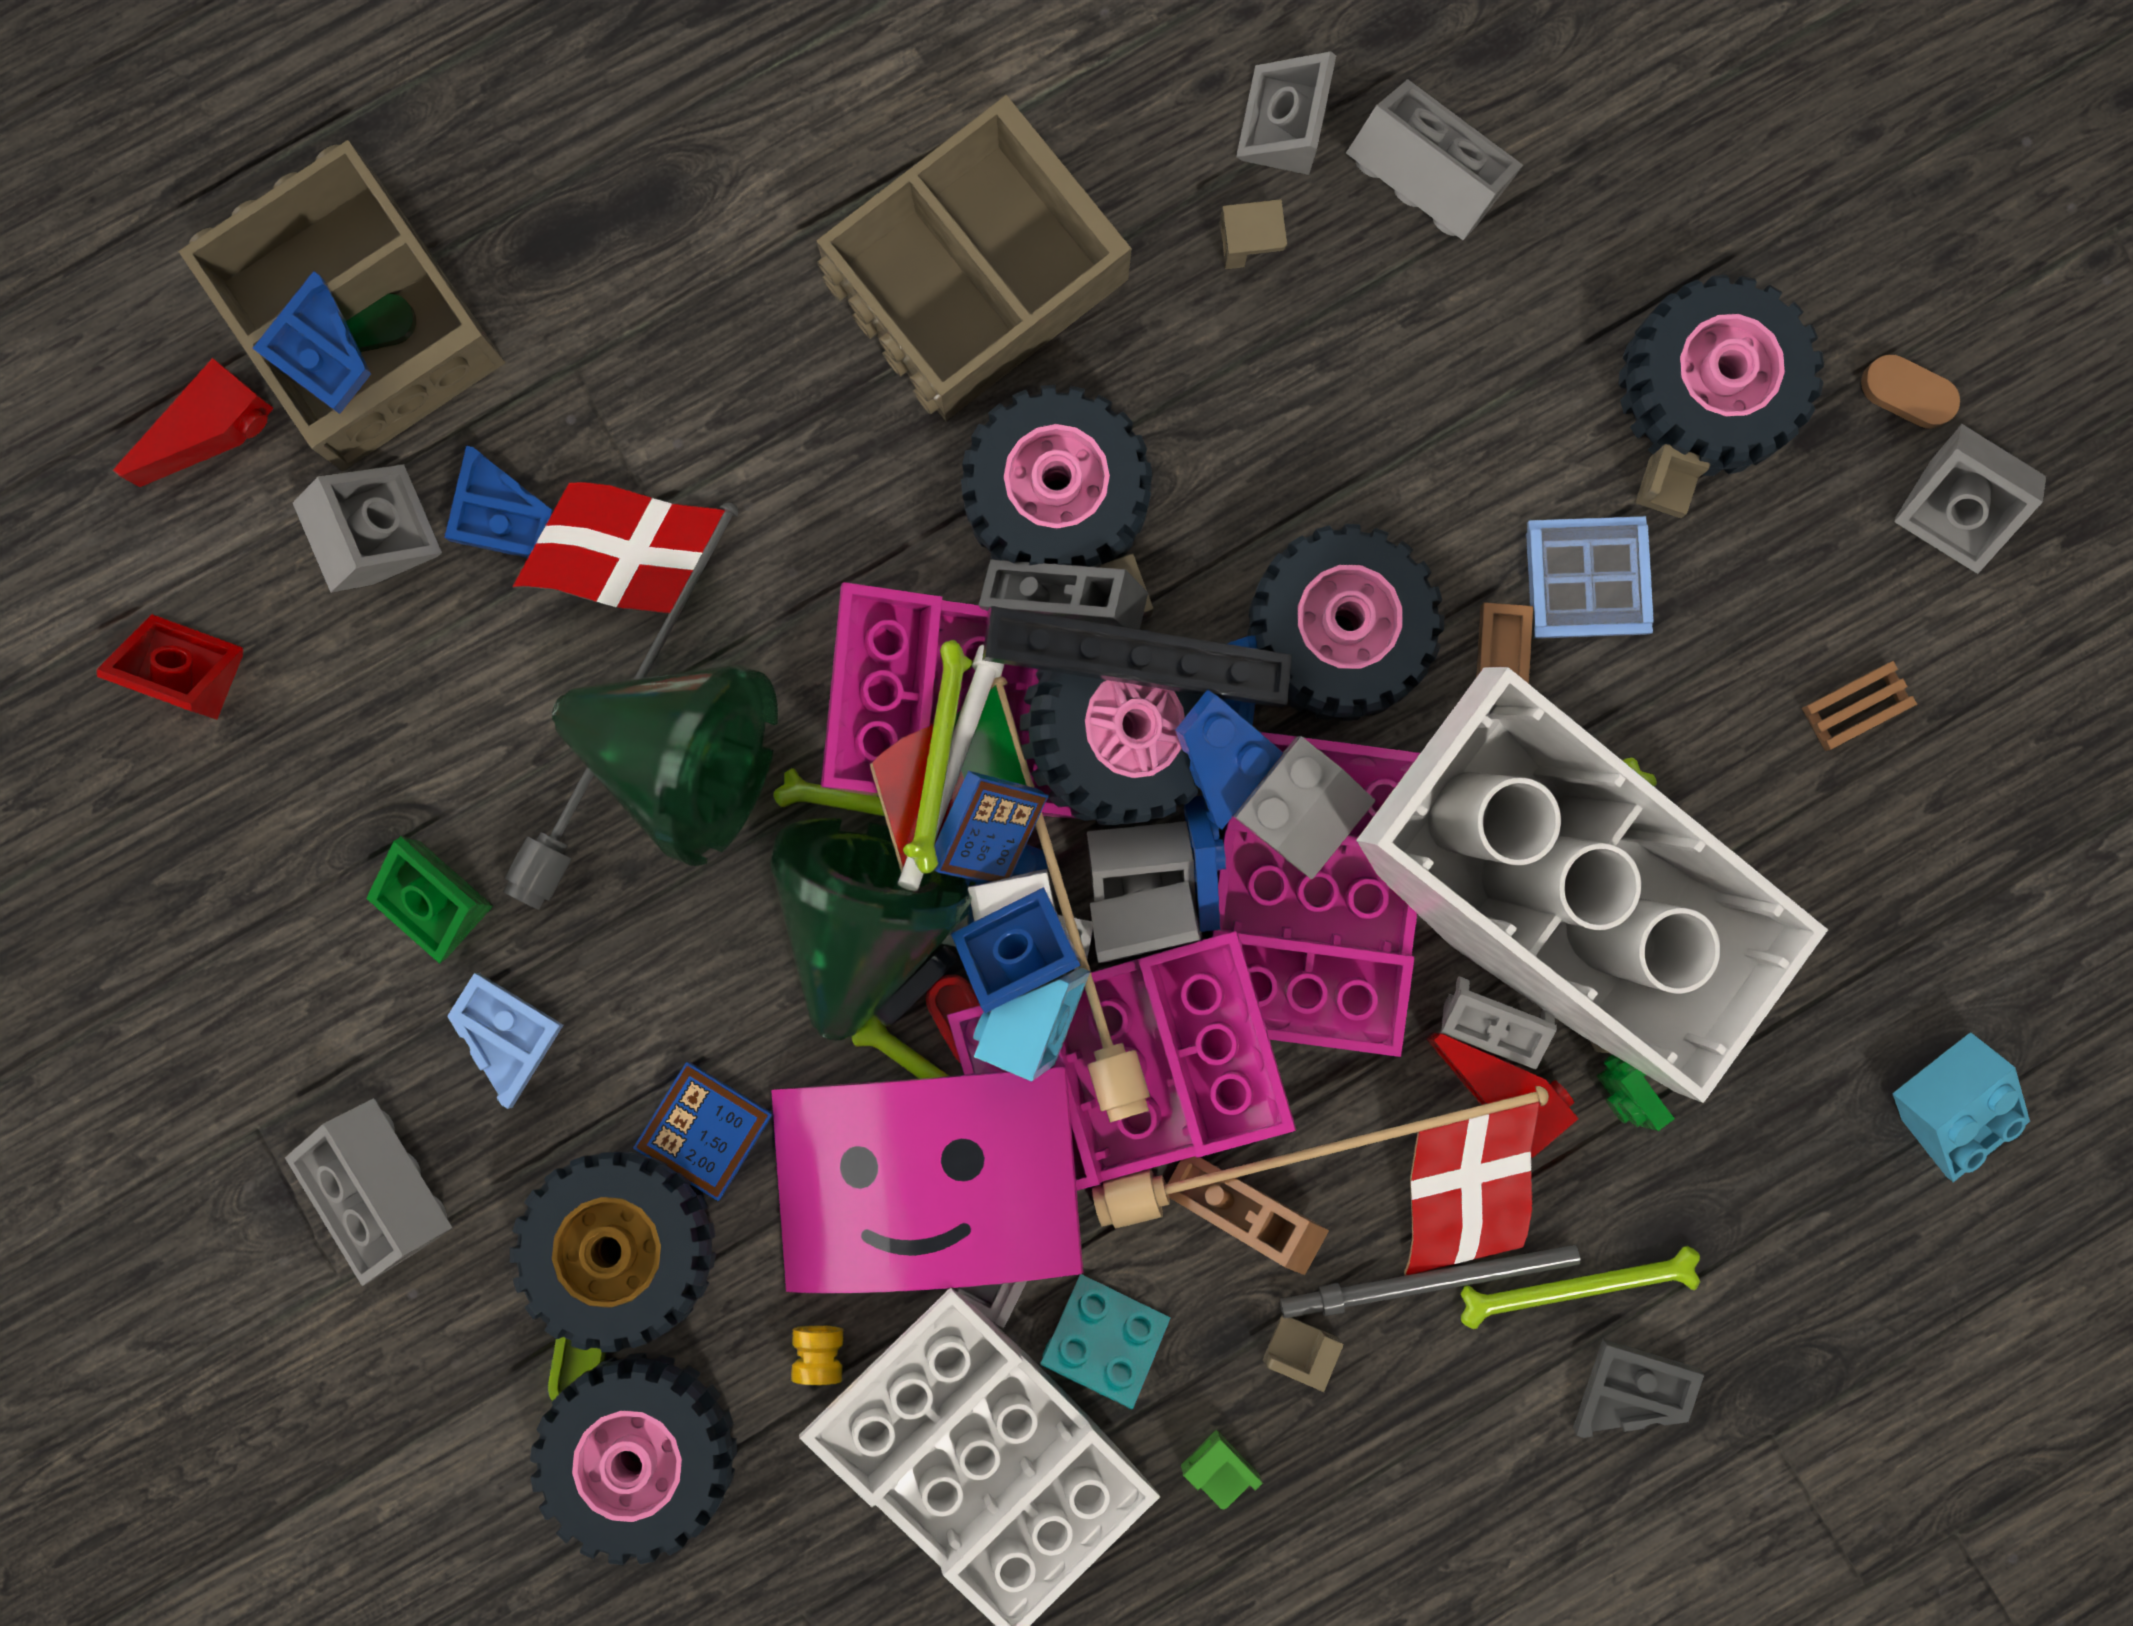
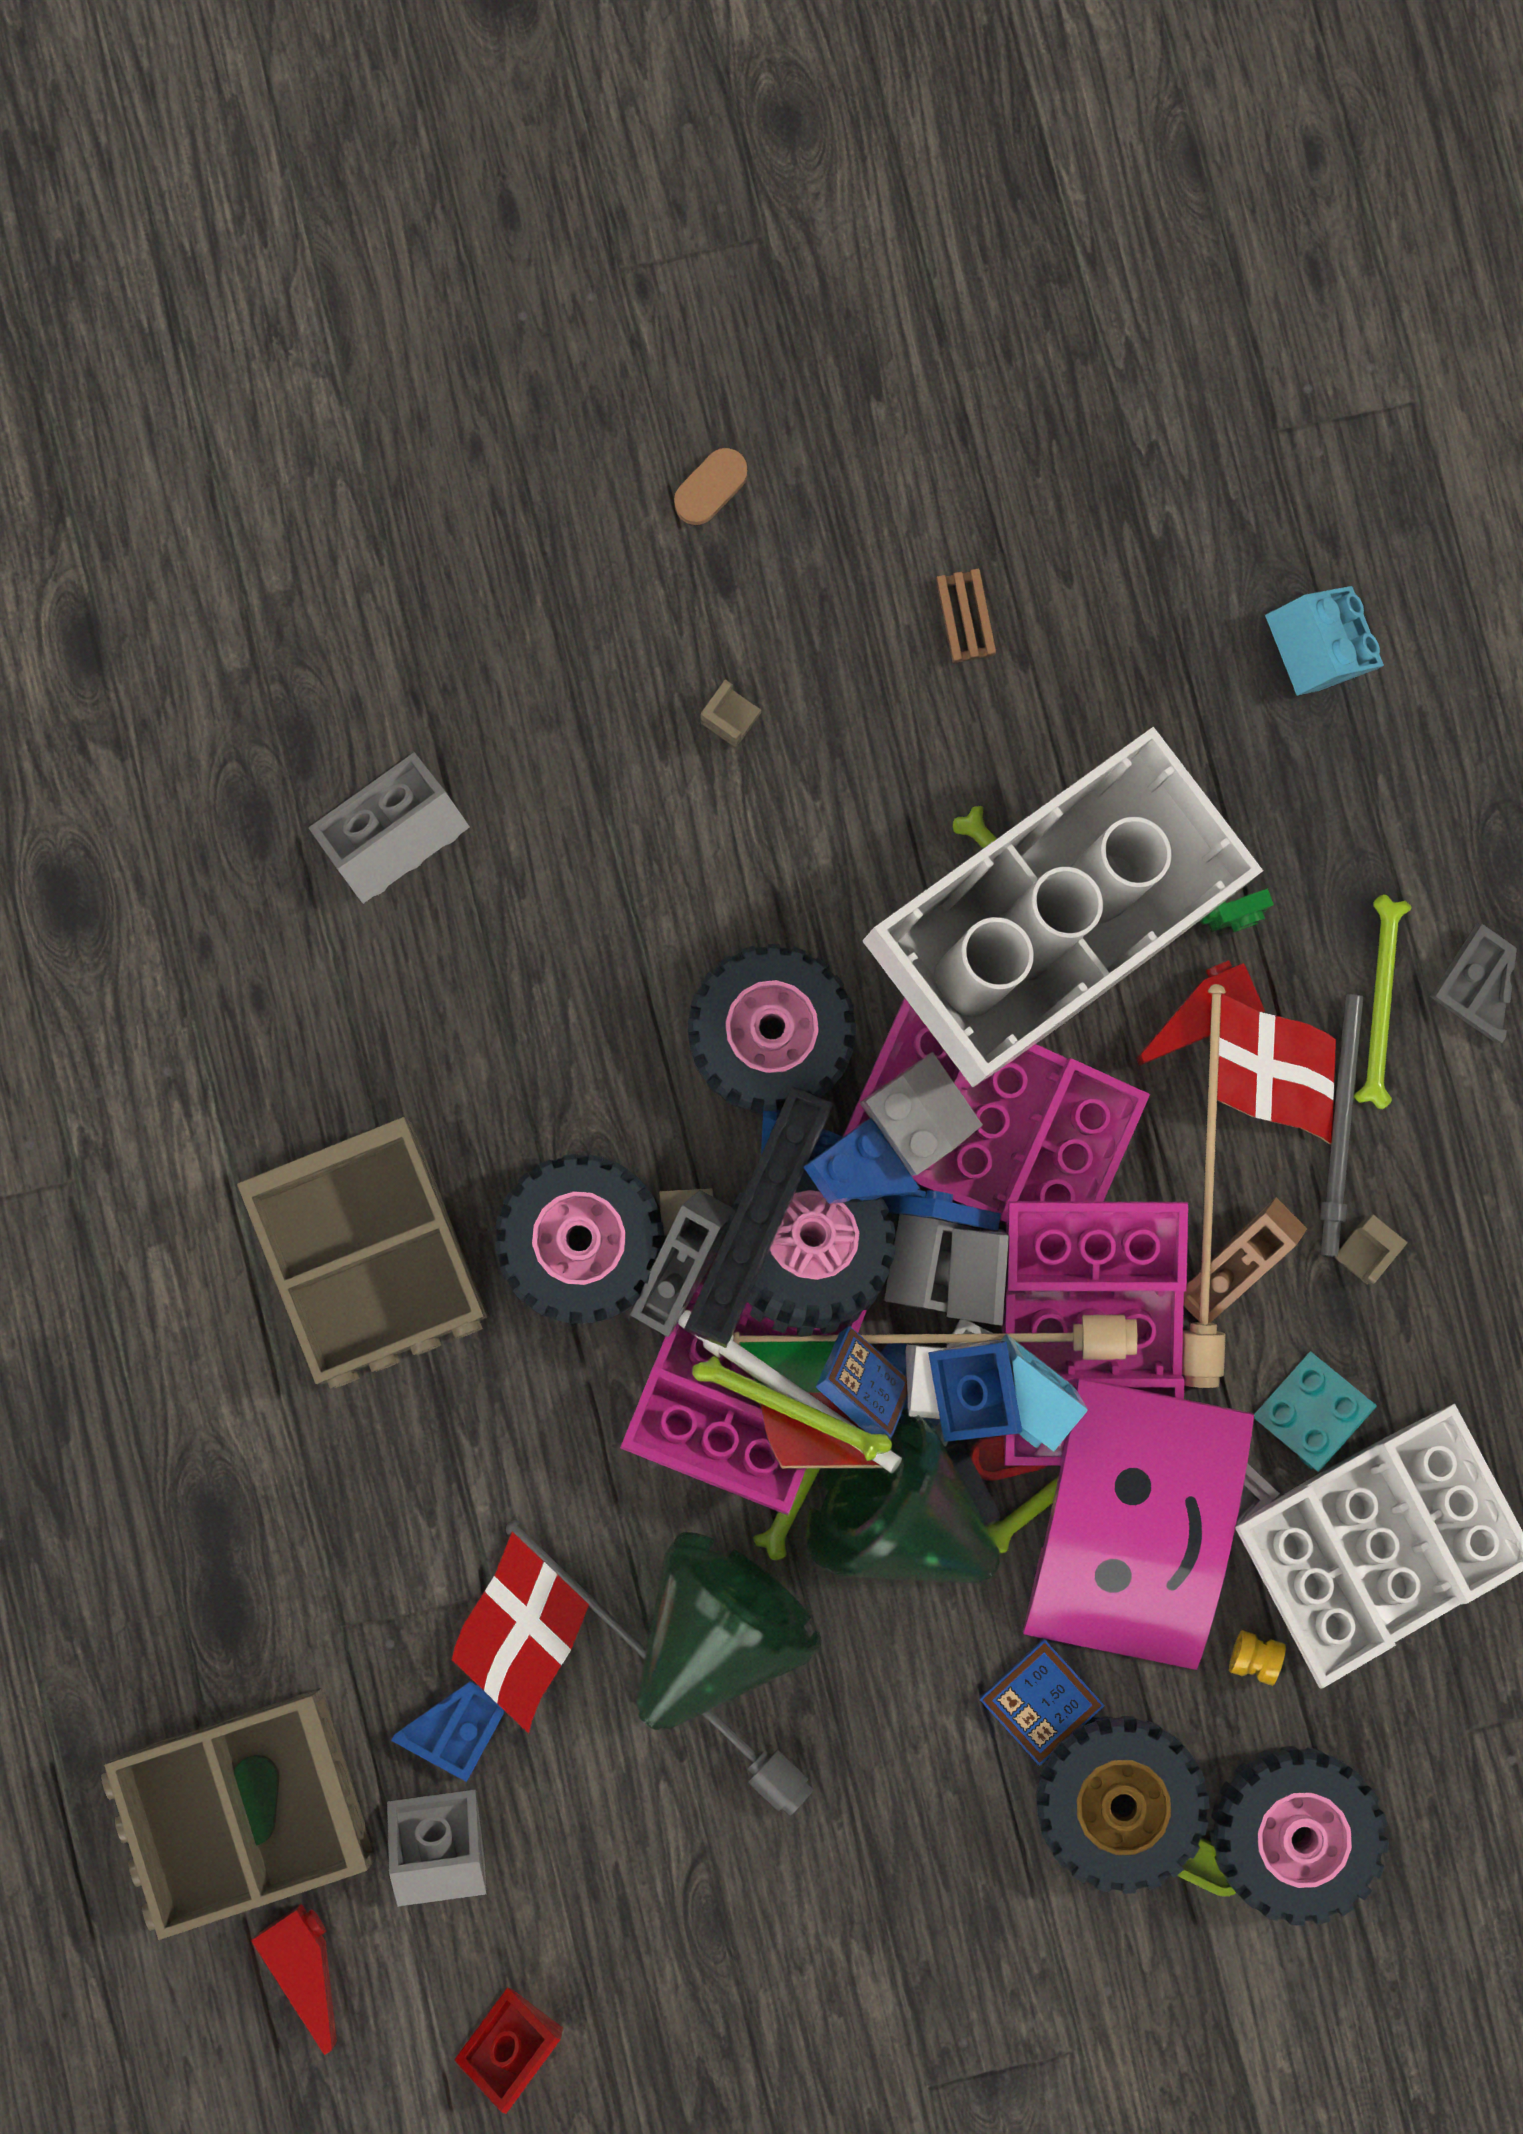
camera: 75 degrees left, 0 degrees up
(316, 345) = (283, 1840): blue wing -> none
(368, 1190) = (1012, 2003): light grey slope -> none
(426, 898) = (775, 1884): green slope -> none
(503, 1035) = (911, 1850): light blue wing -> none
(1220, 1471) = (1448, 1347): bright green panel -> none
(1251, 230) = (407, 1004): dark tan panel -> none
(1286, 112) = (309, 943): light grey slope -> none
(1497, 1026) = (1148, 1006): light grey hinge -> none
(1505, 638) = (834, 900): medium nougat tile -> none
(1589, 577) = (789, 807): clear piece -> none
(1722, 373) = (644, 608): black wheel -> none
(1971, 499) = (819, 467): light grey slope -> none

